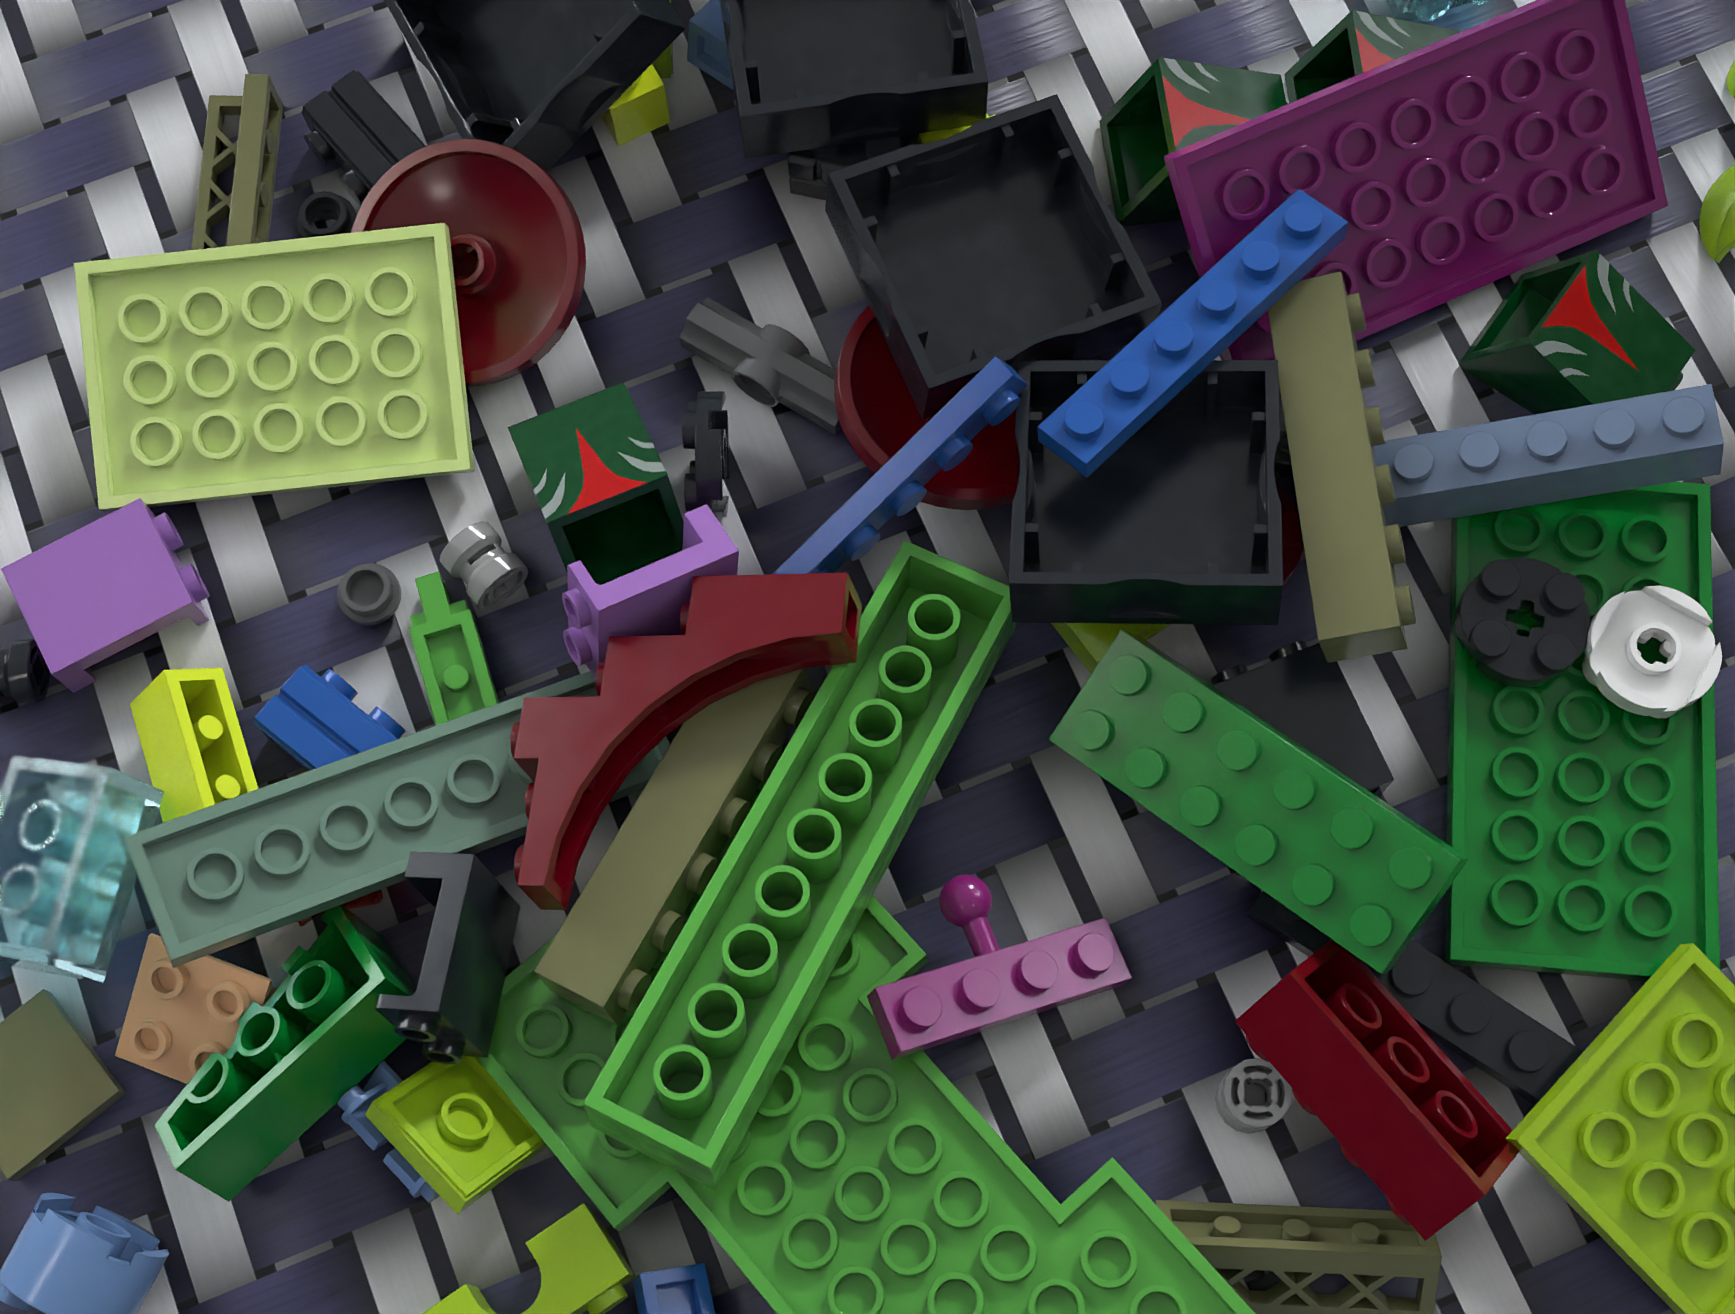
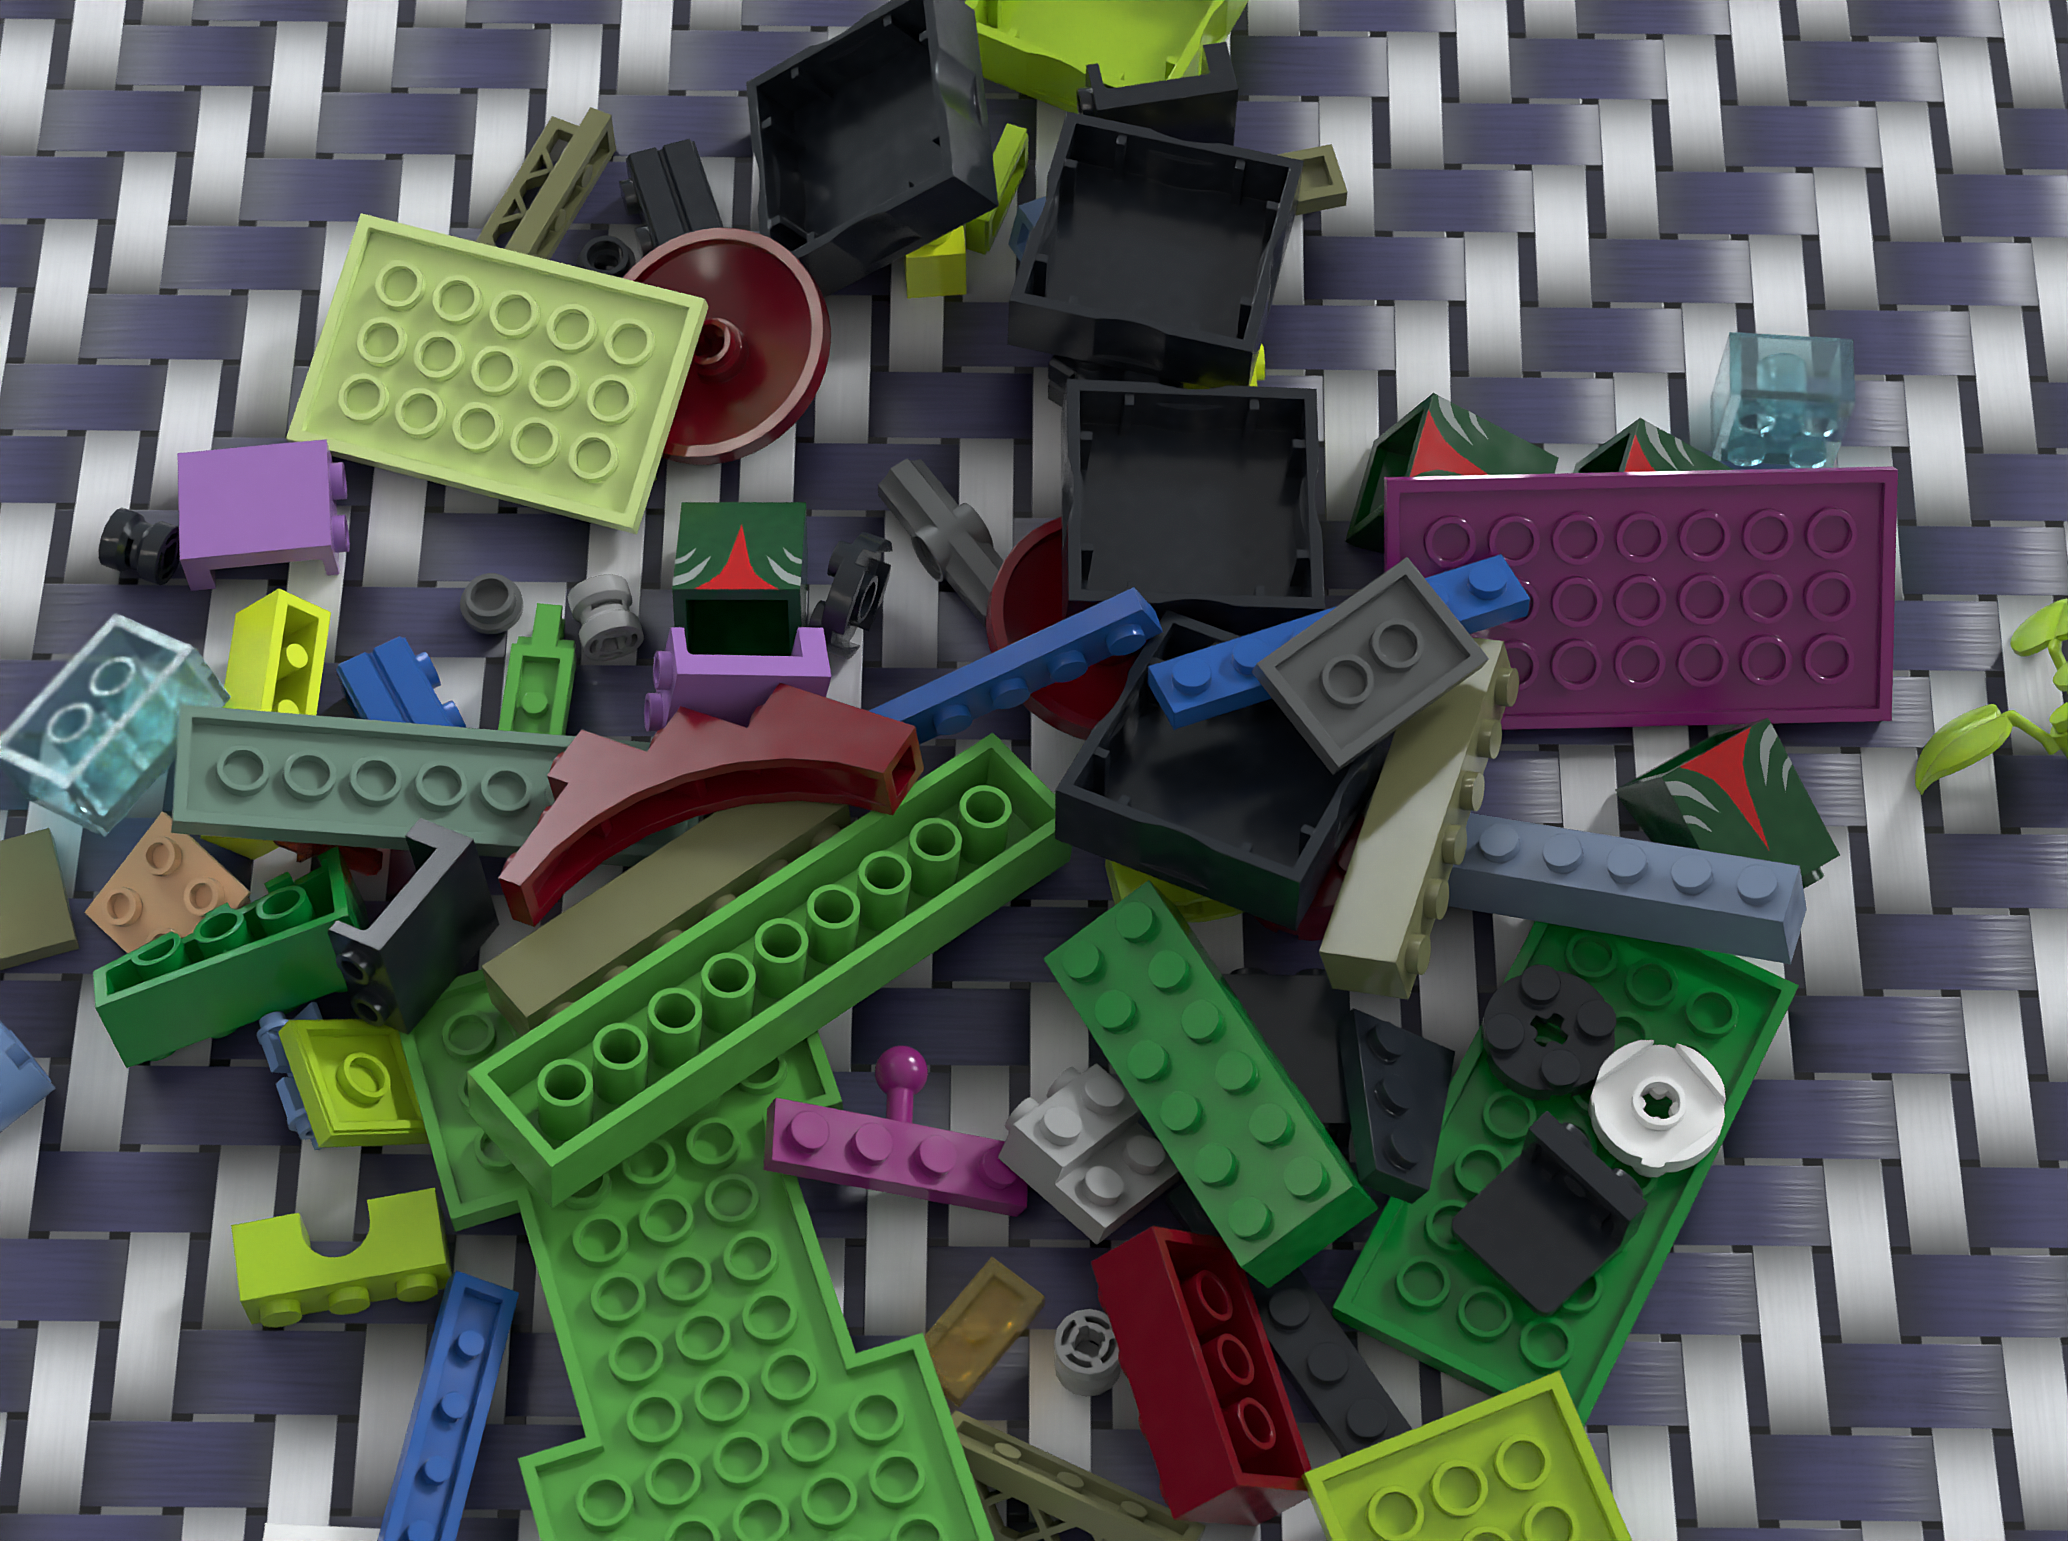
camera: 20 degrees right, 10 degrees down
(1143, 1114) = (980, 1328): none -> clear yellow plate
(1169, 905) = (1088, 1152): none -> light grey plate
(1247, 347) = (1369, 665): none -> dark grey plate
(1429, 749) = (1394, 1102): none -> black wing
(1612, 796) = (1551, 1216): none -> black bracket

